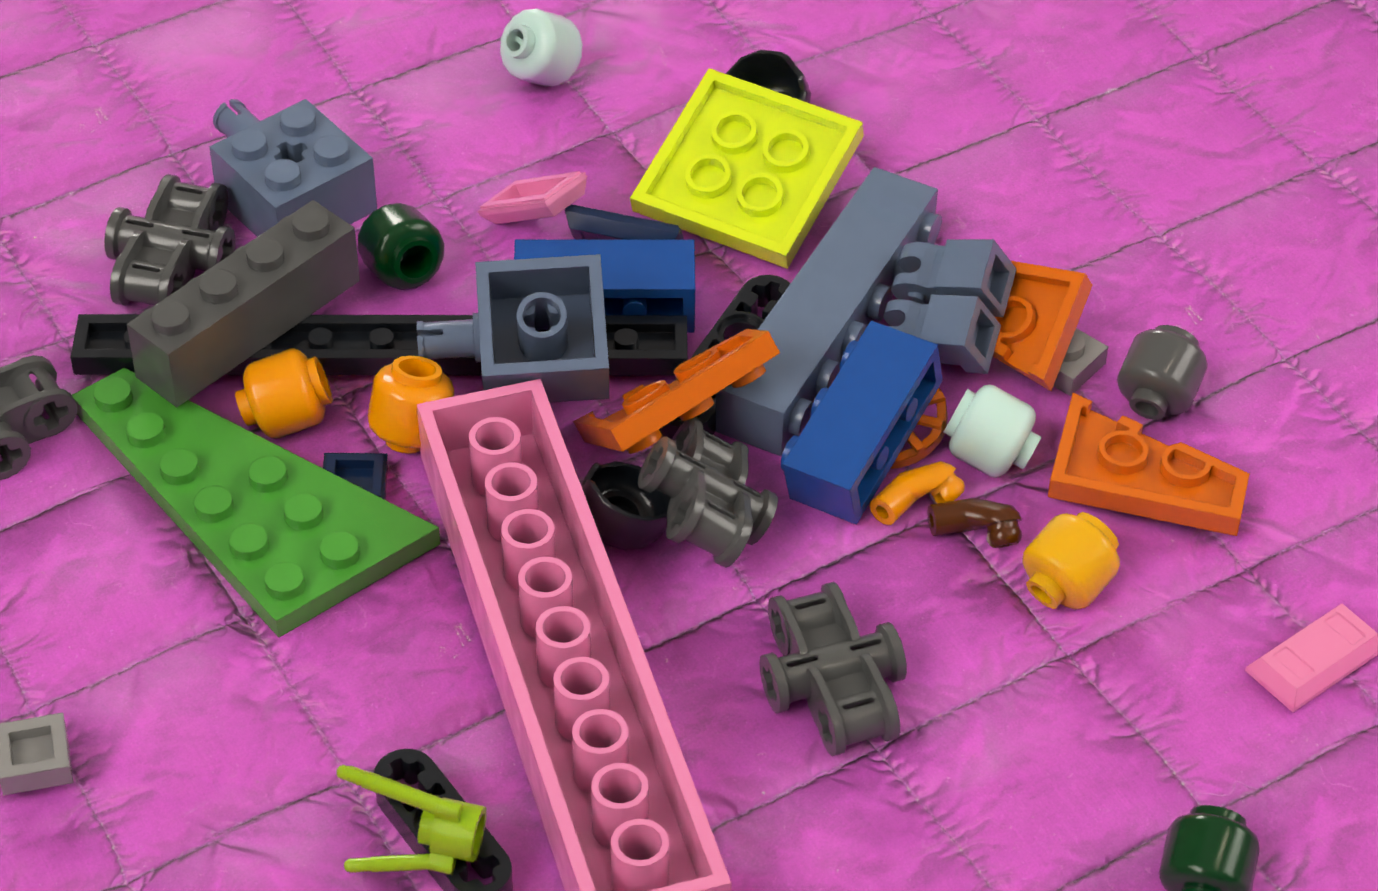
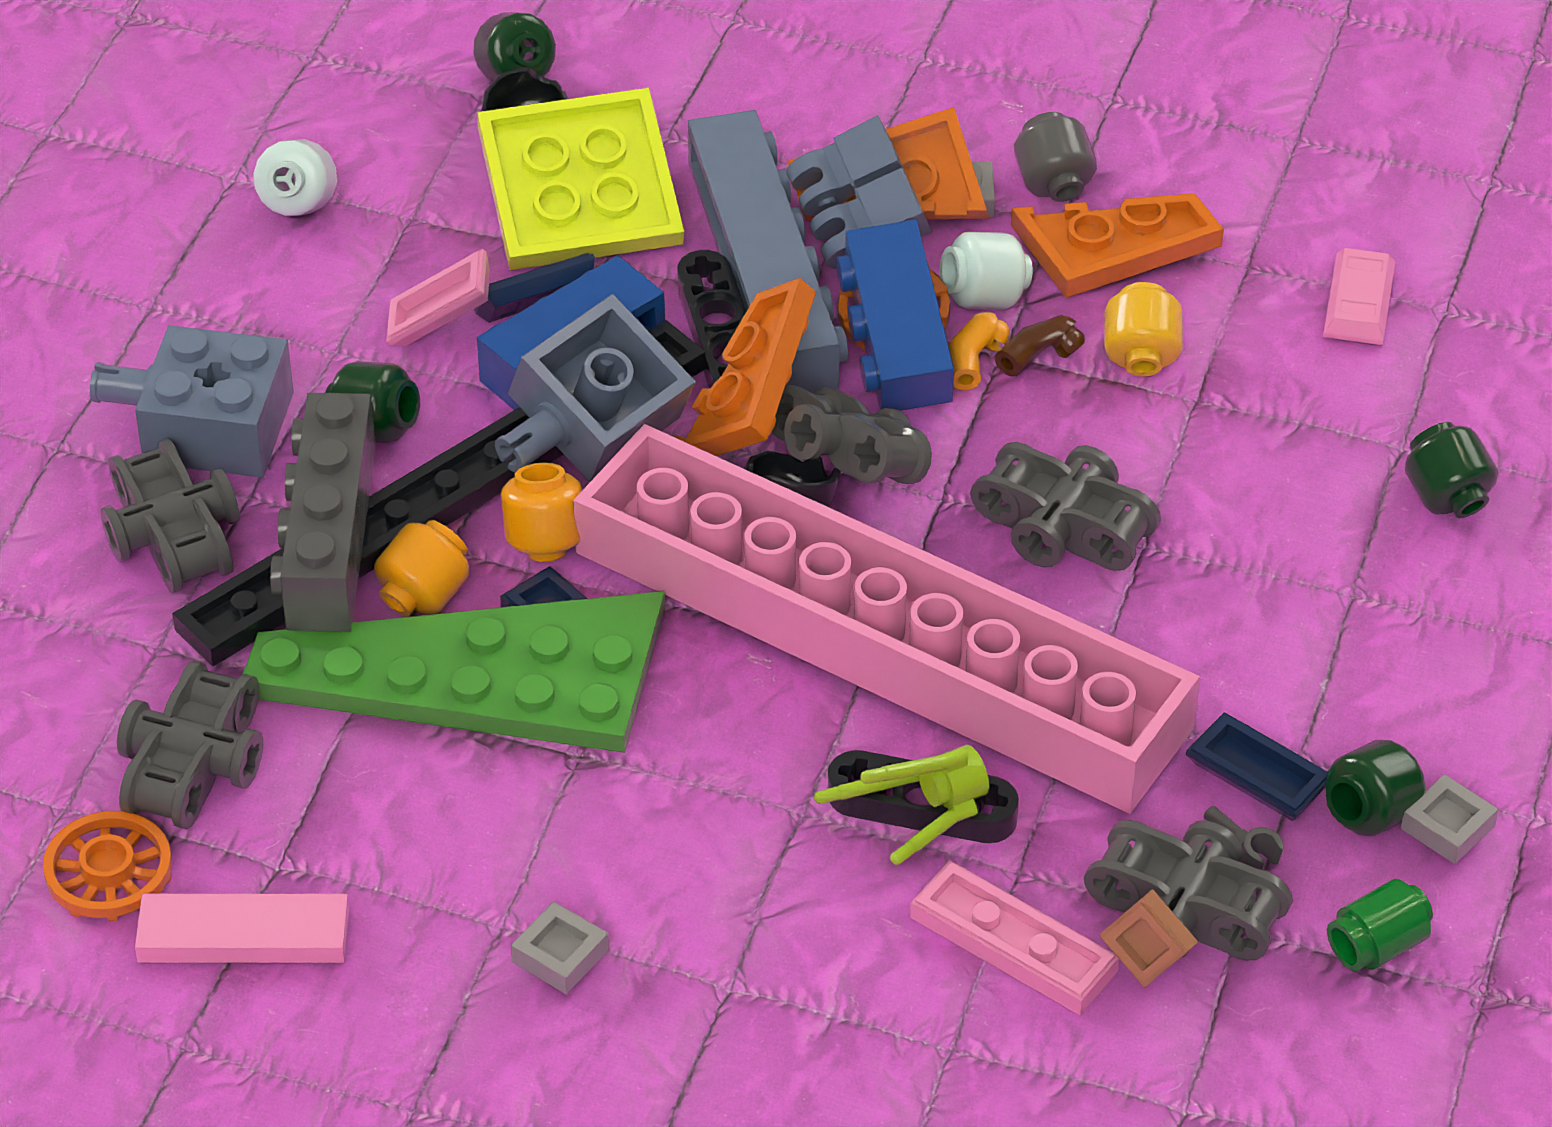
camera: 40 degrees left, 0 degrees up
(832, 30) = (514, 42): none -> dark green head

